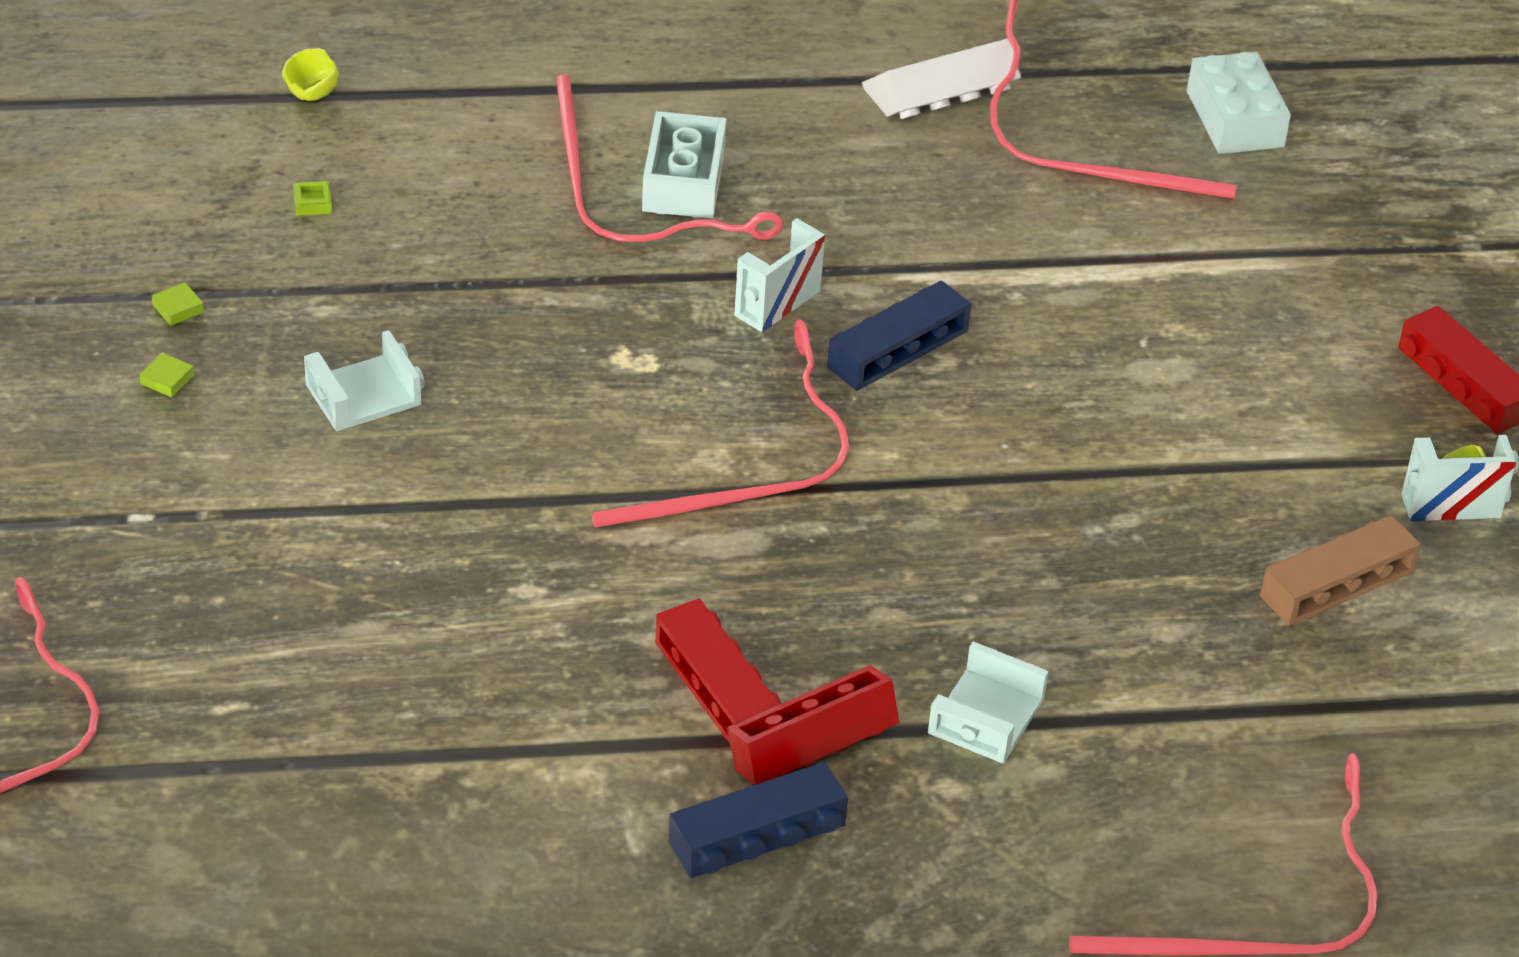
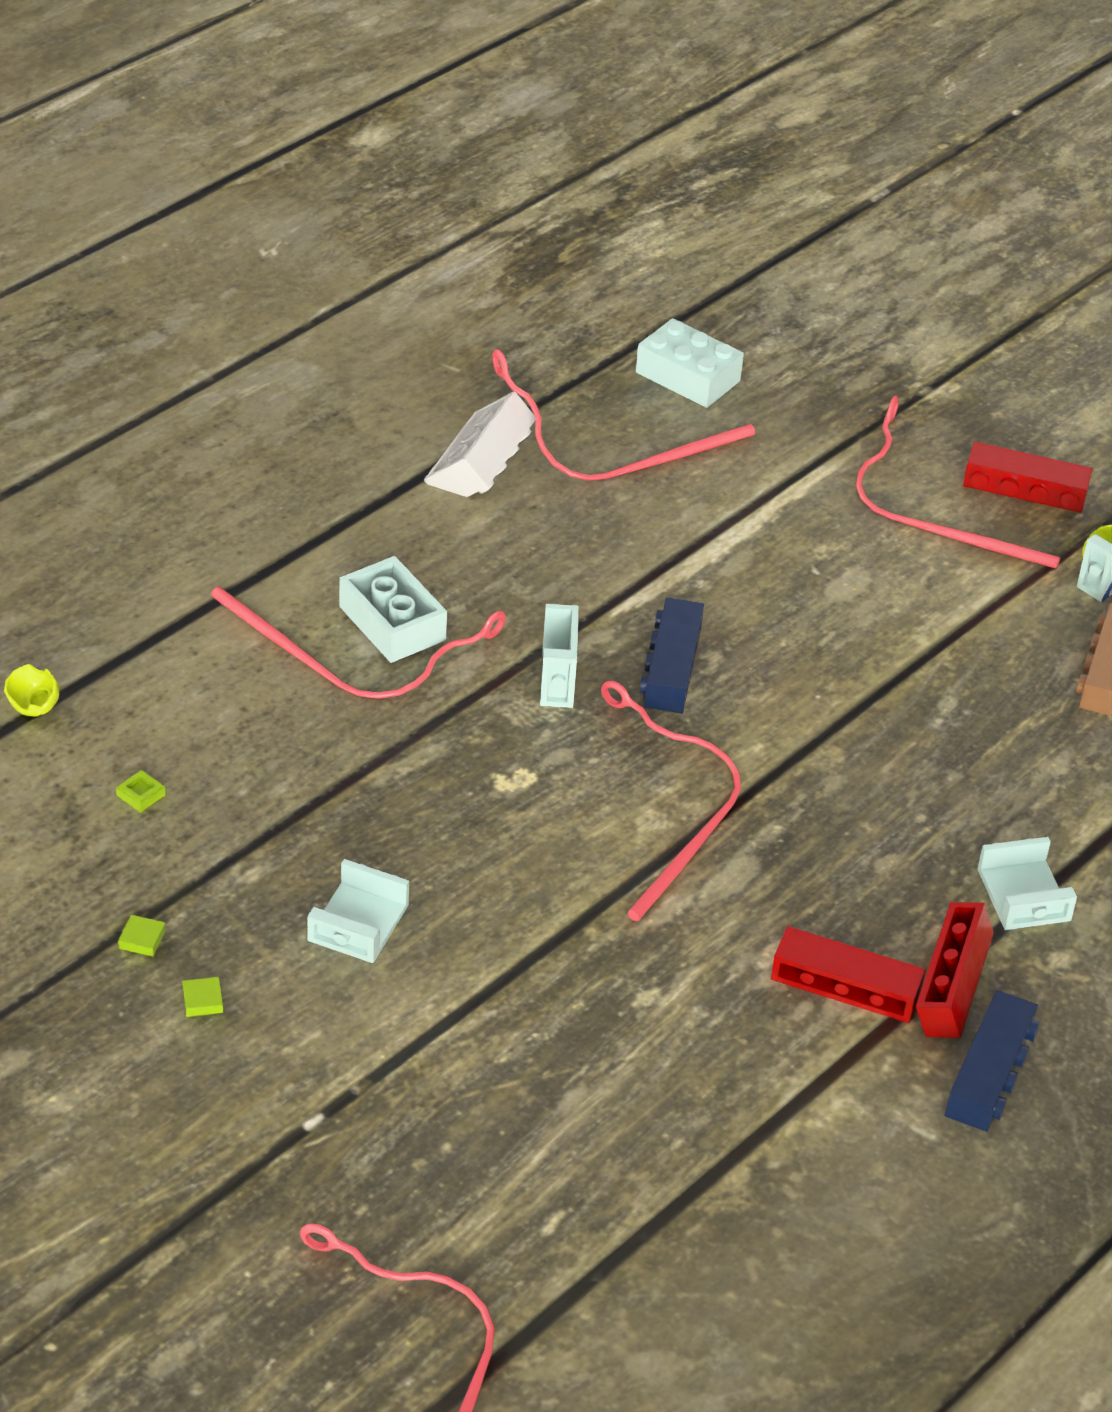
camera: 40 degrees left, 0 degrees up
(1348, 403) = (963, 536): none -> coral piece

